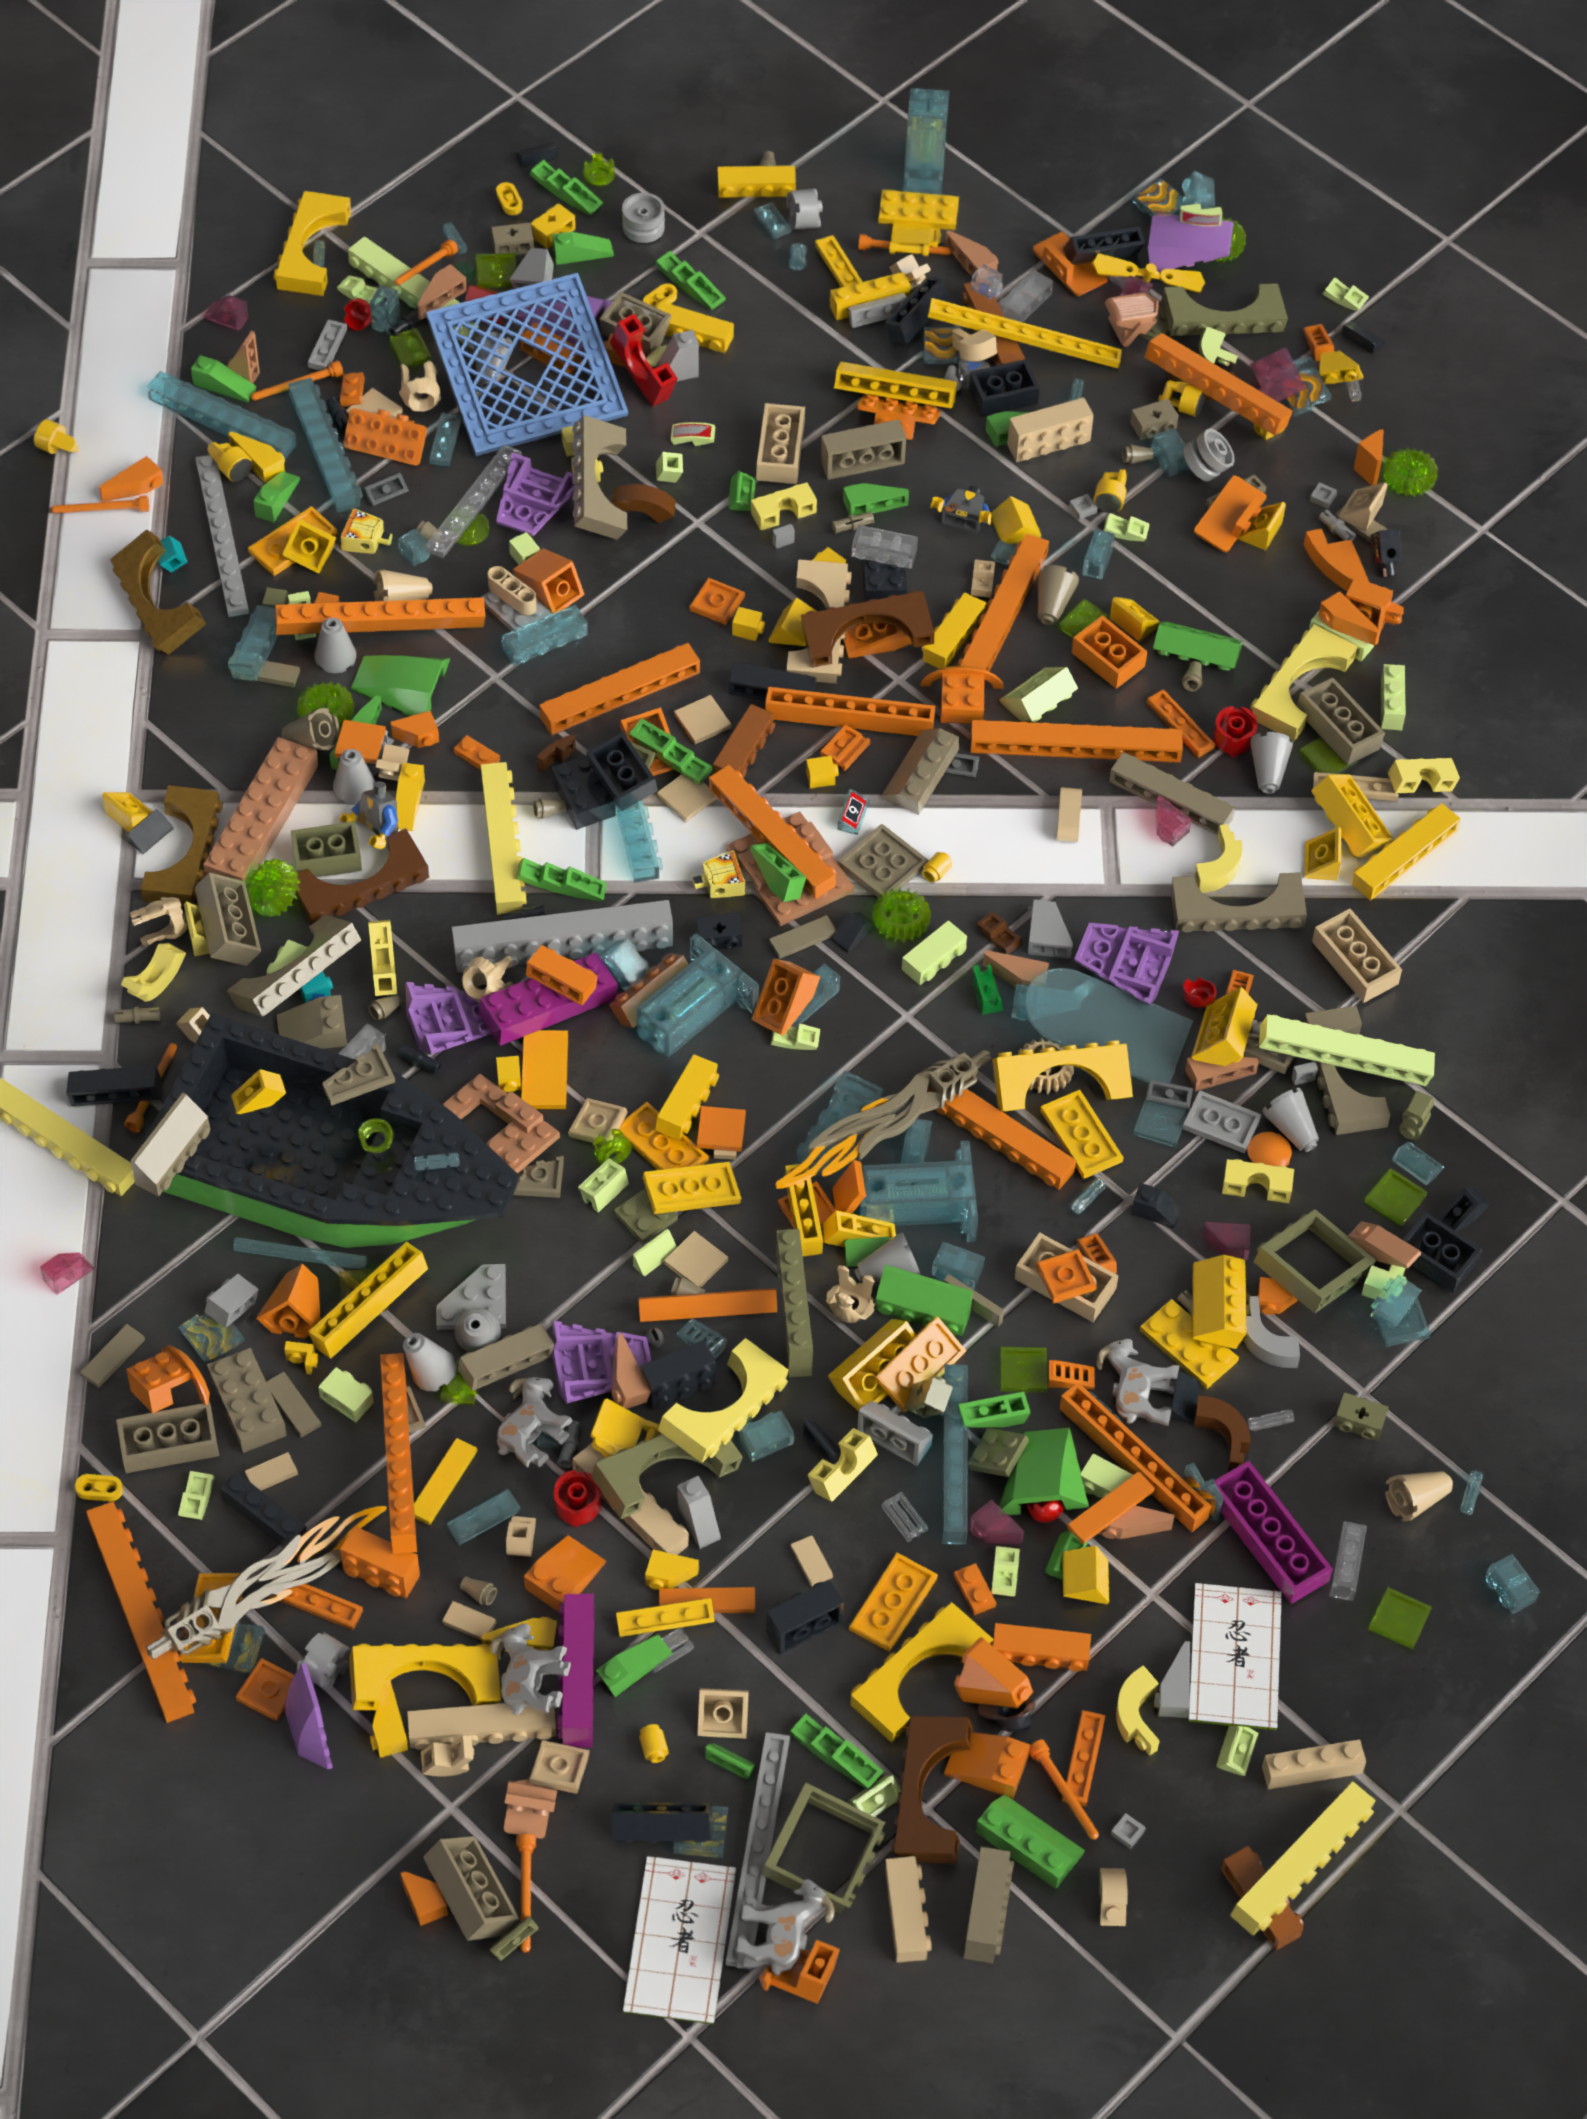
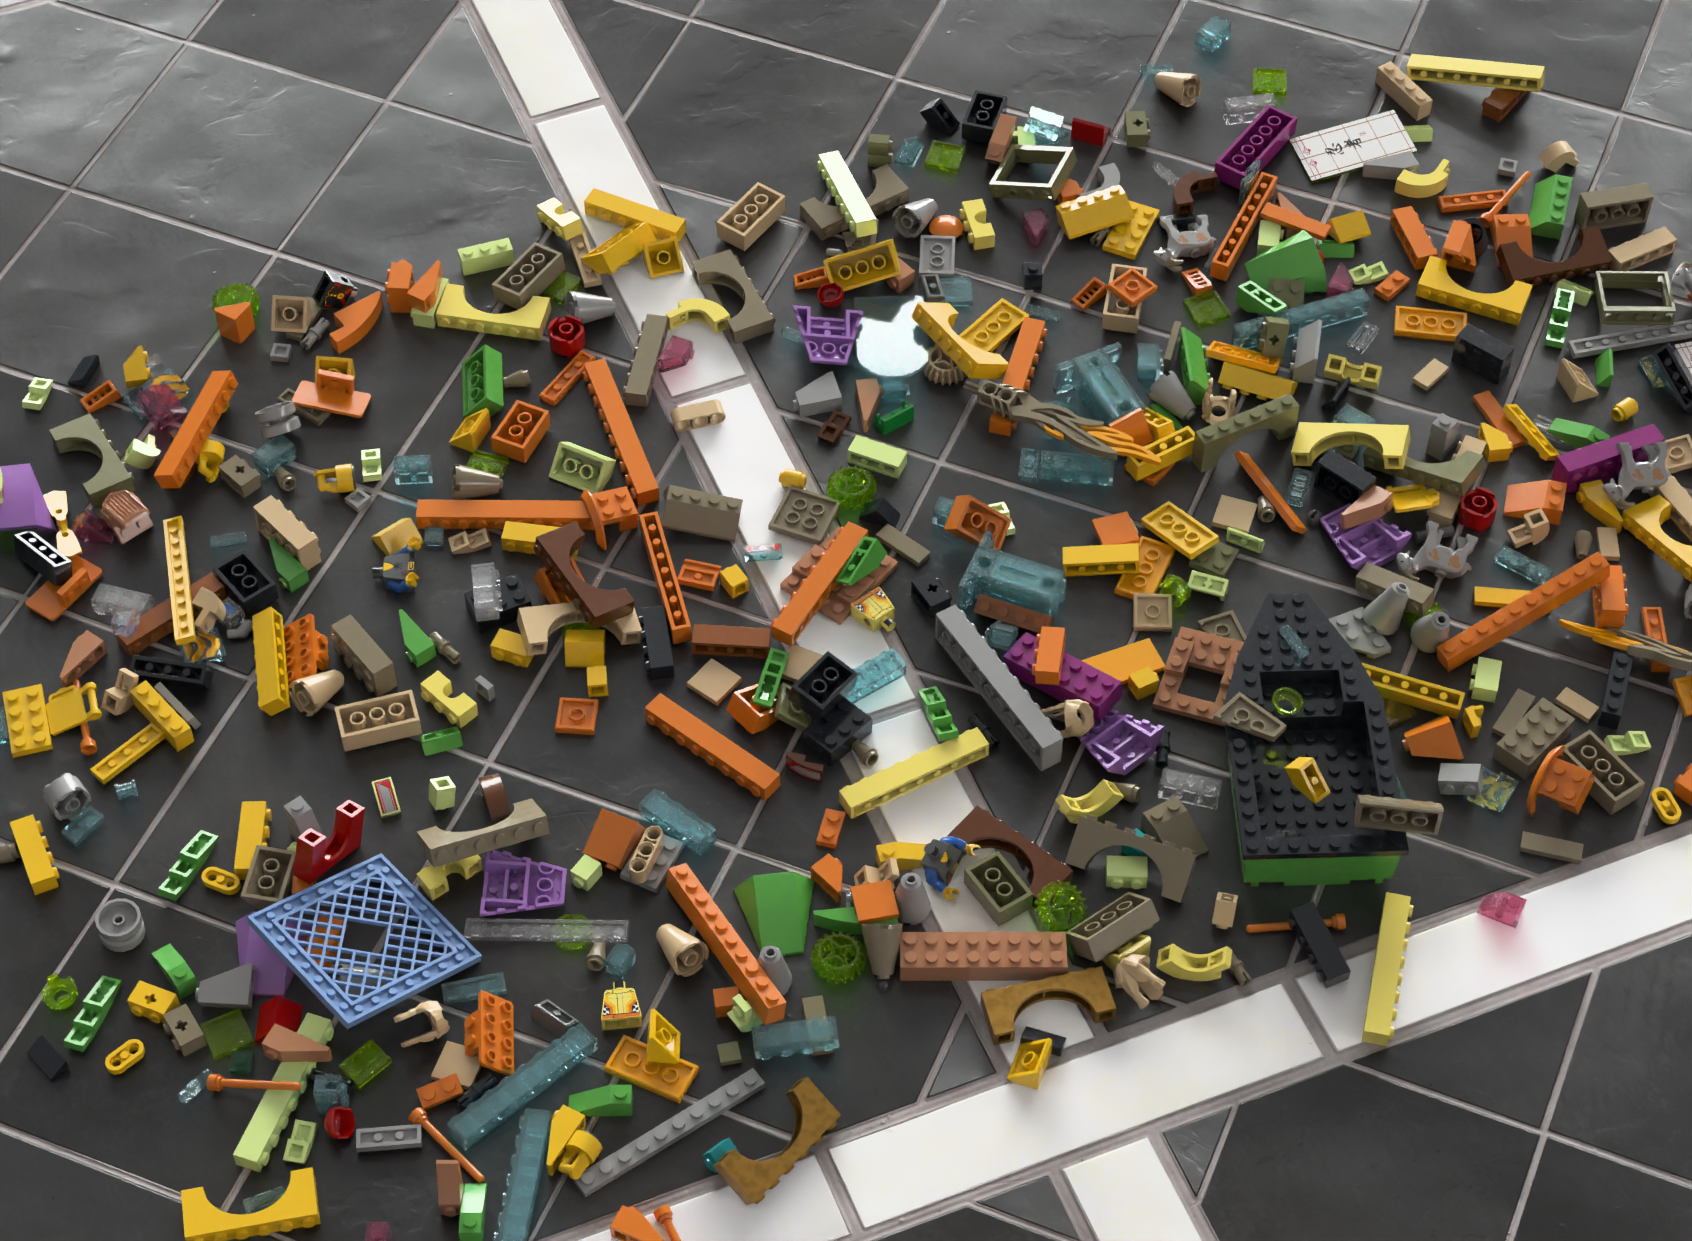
camera: 110 degrees left, 5 degrees down
(840, 405) = (315, 691): none -> tan cone
(1380, 1366) = (1089, 132): none -> red slope

